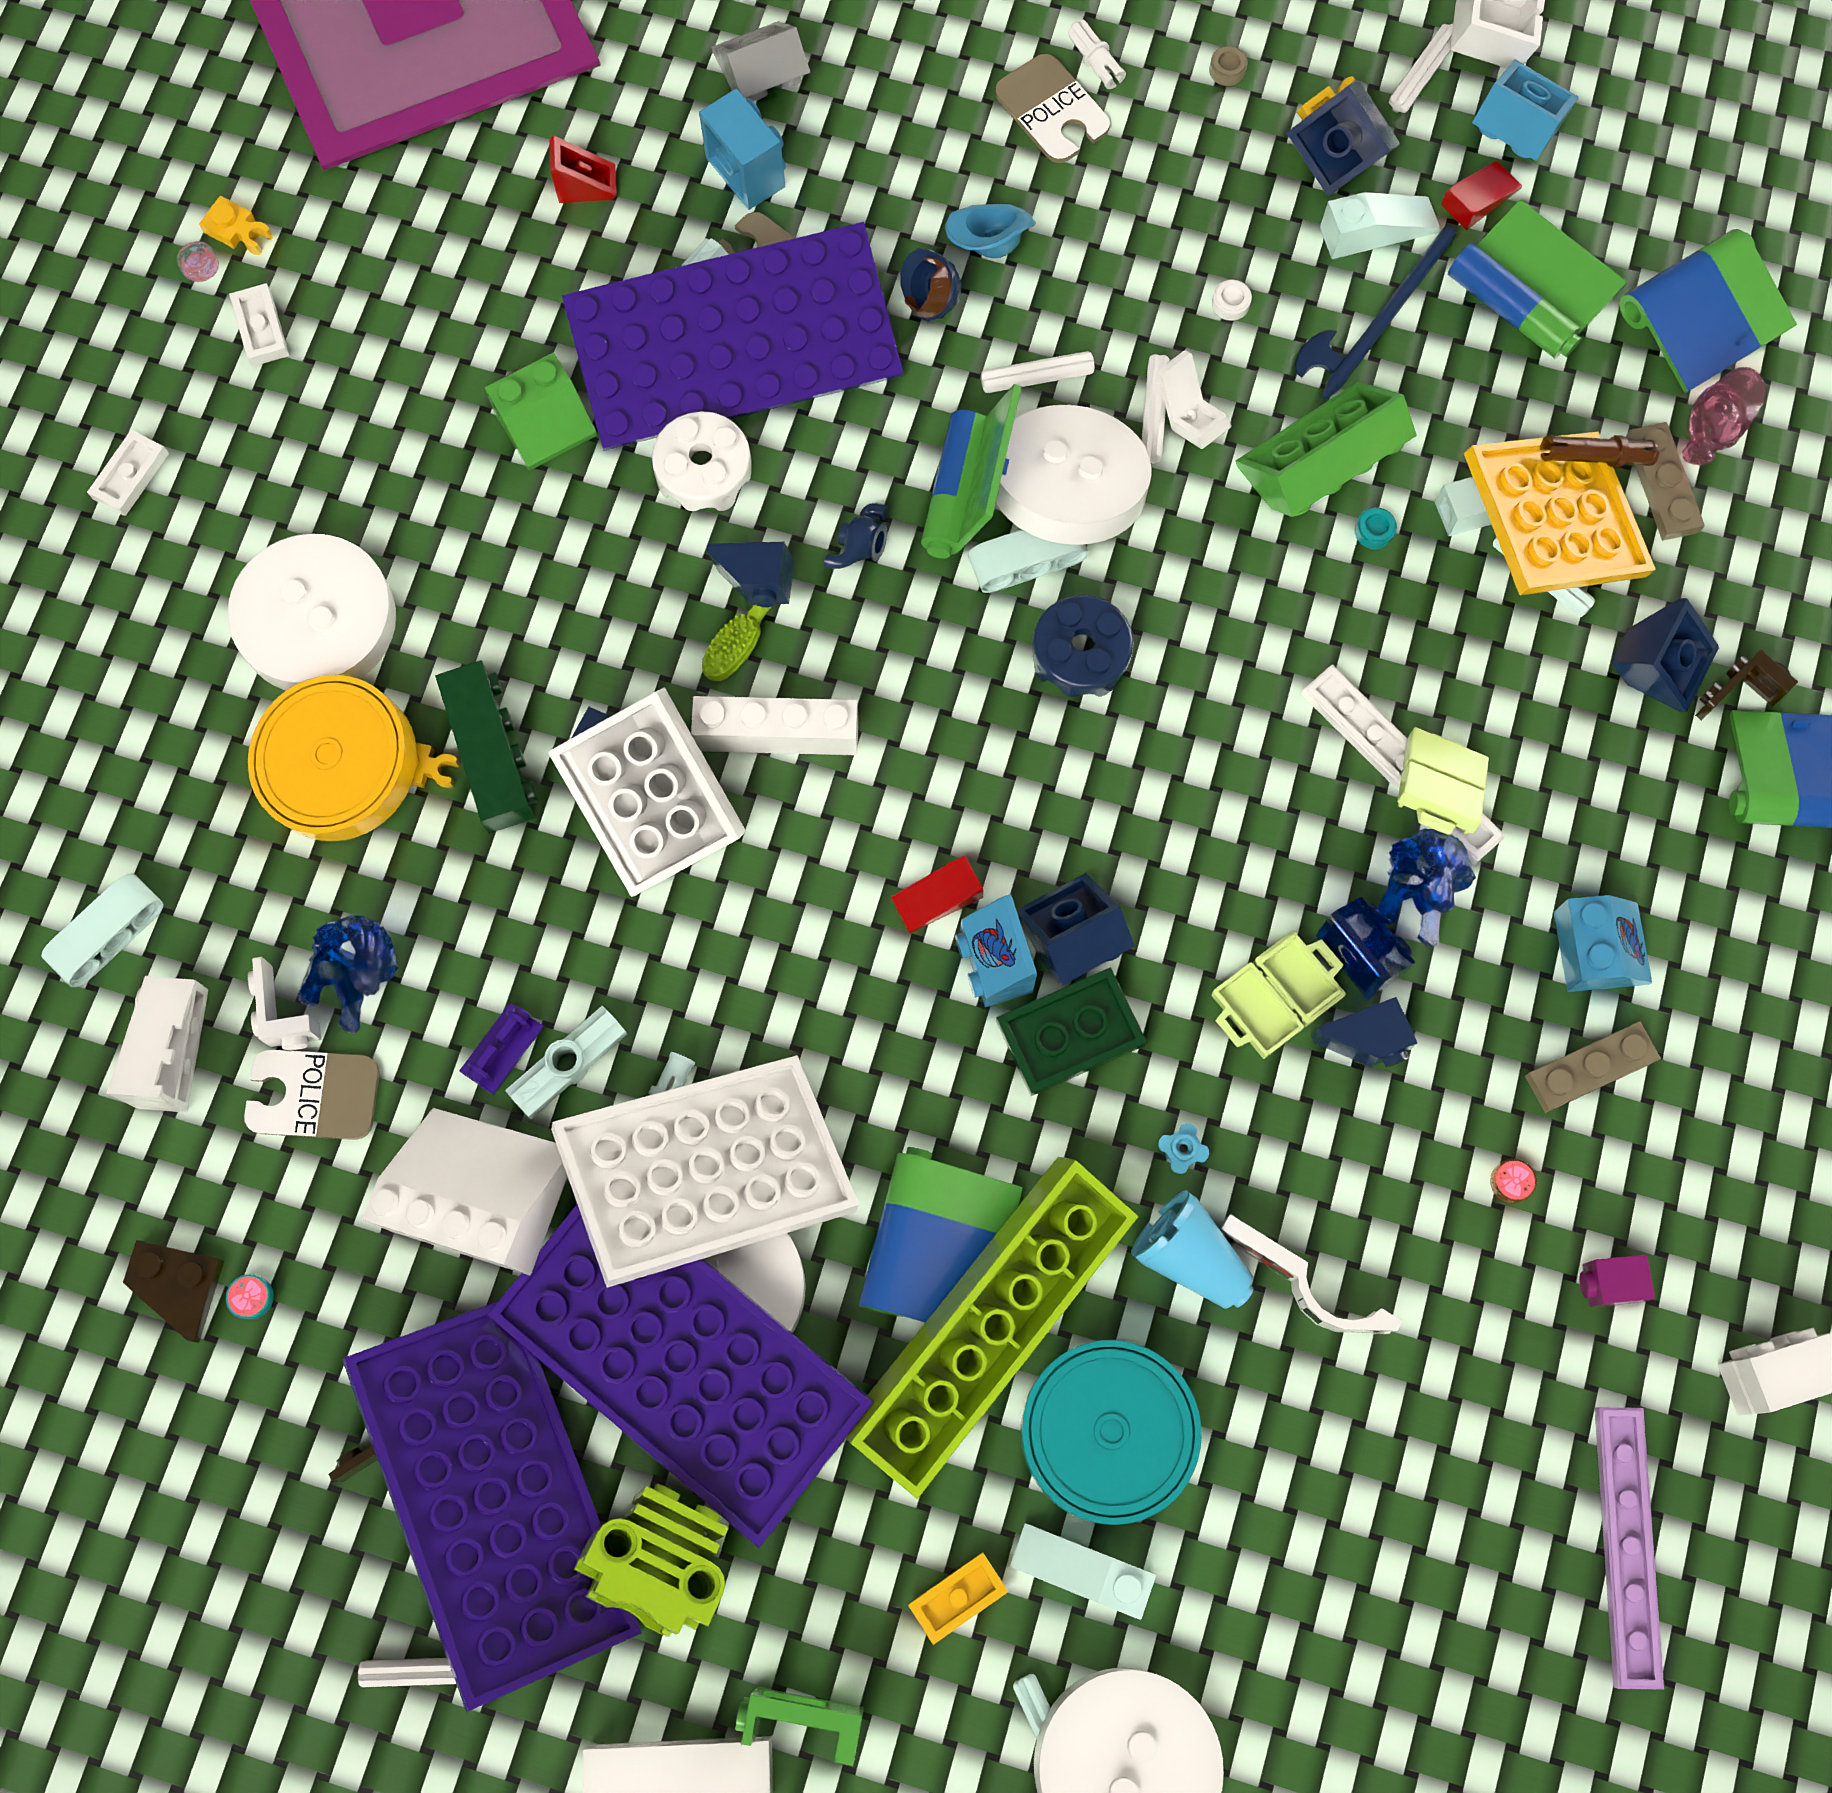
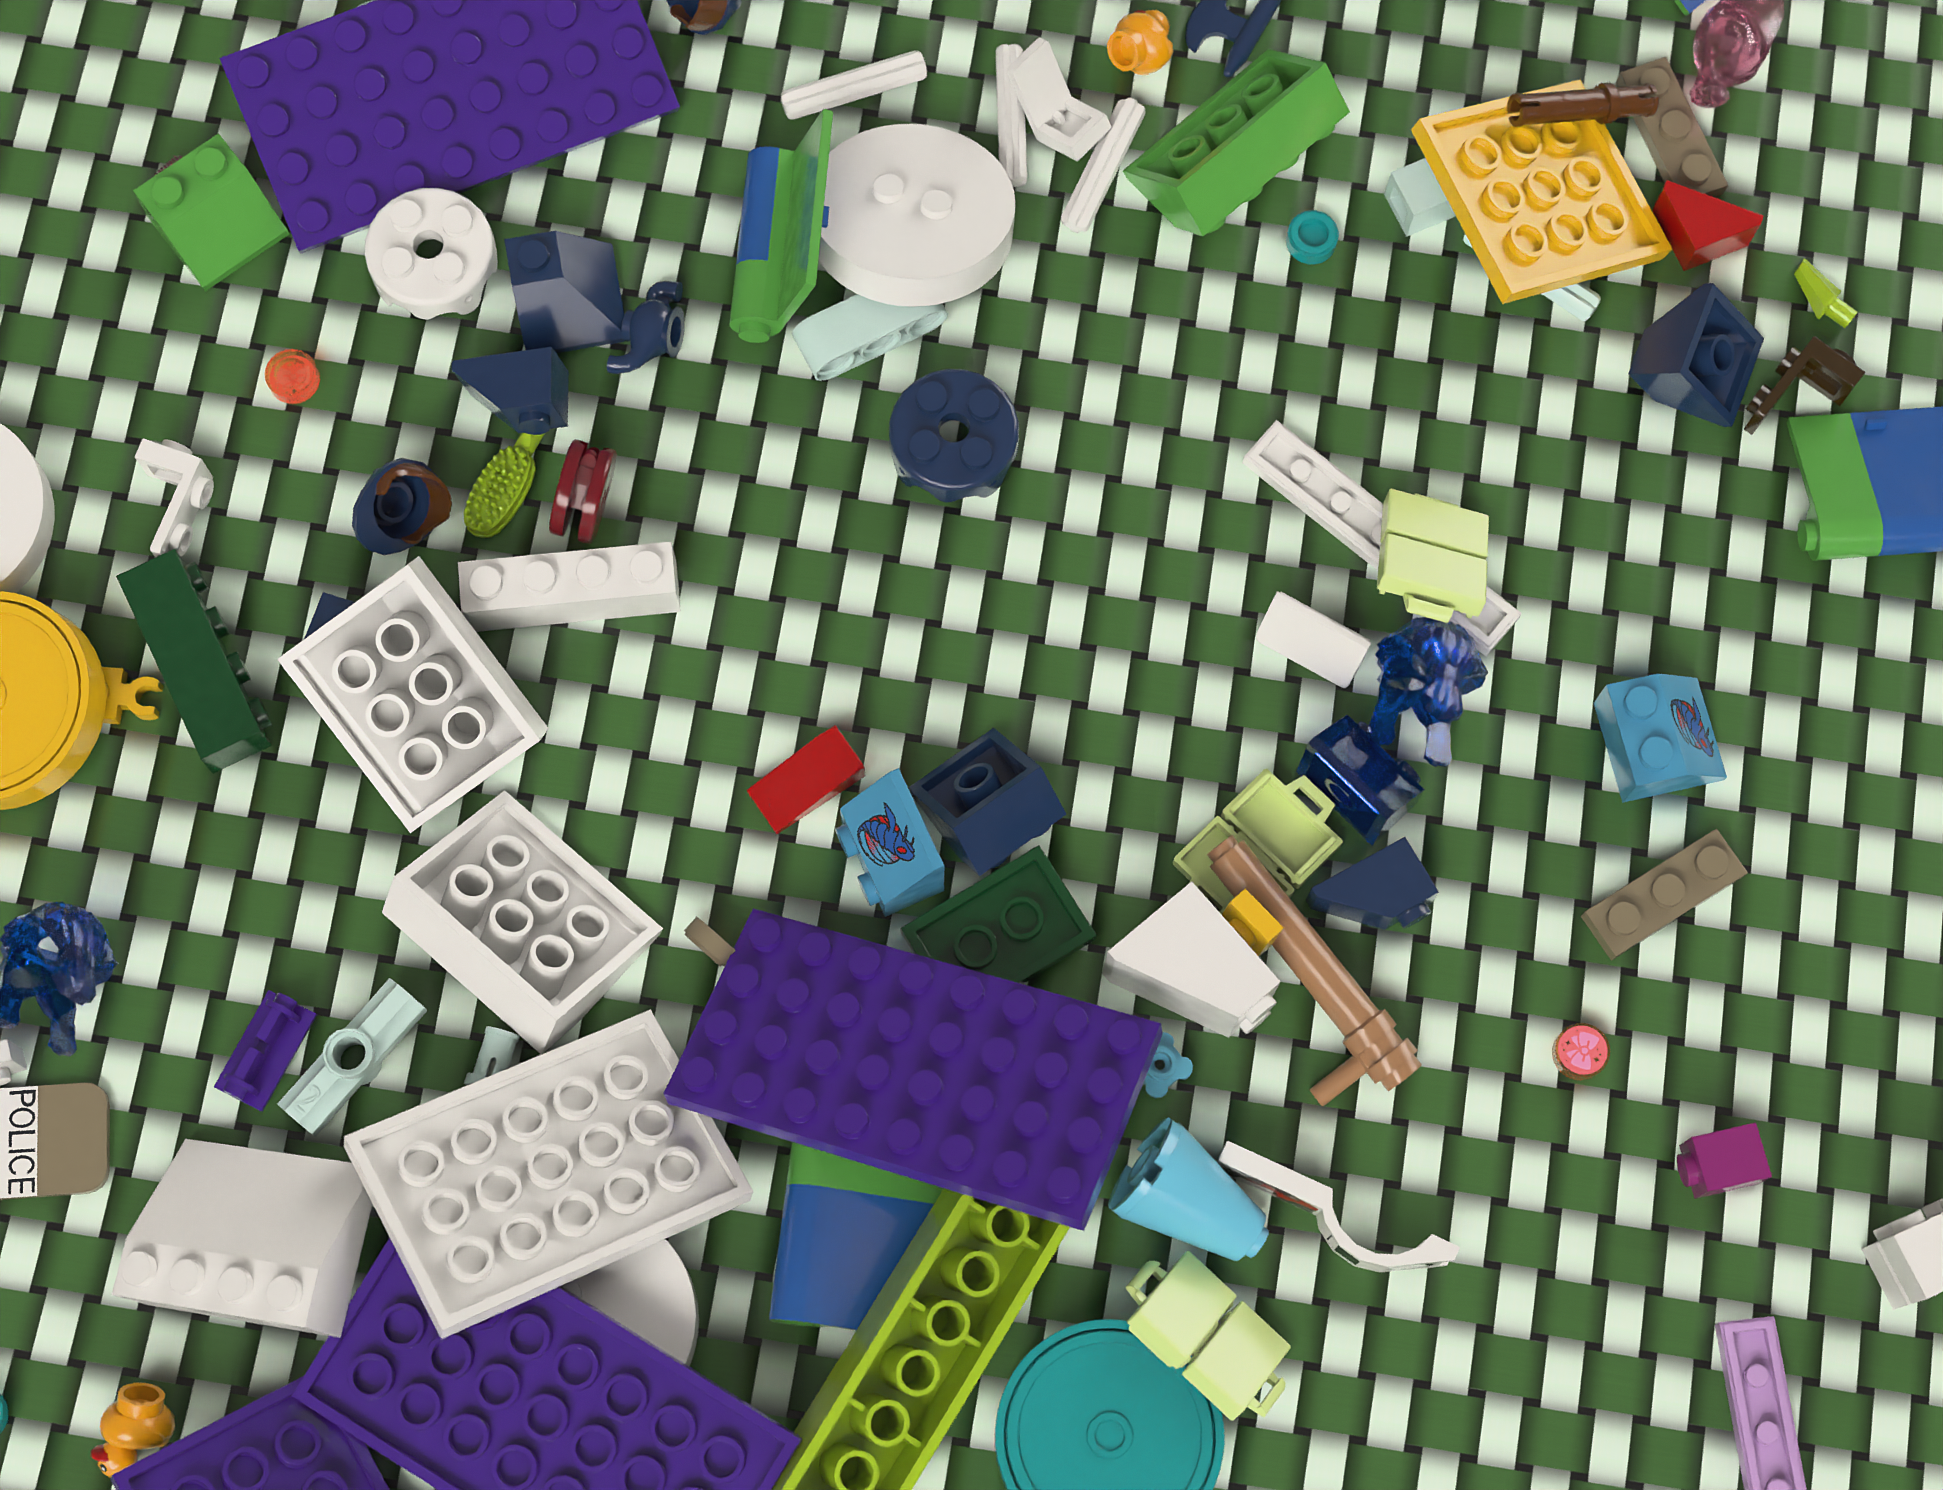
camera: 10 degrees left, 0 degrees up
(364, 1320) = (133, 1423): none -> light orange animal
(491, 598) = (194, 484): none -> white bracket
(586, 542) = (292, 376): none -> clear orange tile
(654, 649) = (399, 506): none -> dark blue piece
(706, 974) = (520, 920): none -> white slope
(796, 650) = (583, 486): none -> dark red head
(799, 501) = (565, 291): none -> dark blue slope
(848, 1009) = (709, 941): none -> dark tan tile
(998, 1126) = (917, 1067): none -> dark purple plate
(1178, 1349) = (1228, 1357): none -> yellowish green piece
(1220, 455) = (1103, 165): none -> white axle
(1221, 1076) = (1194, 966): none -> white slope
(1261, 365) = (1140, 42): none -> light orange animal
(1265, 1051) = (1252, 922): none -> yellow plate
(1340, 836) = (1312, 640): none -> white slope
(1347, 1141) = (1365, 1028): none -> medium nougat cylinder
(1680, 554) = (1702, 225): none -> red slope
(1769, 619) = (1823, 294): none -> lime bar

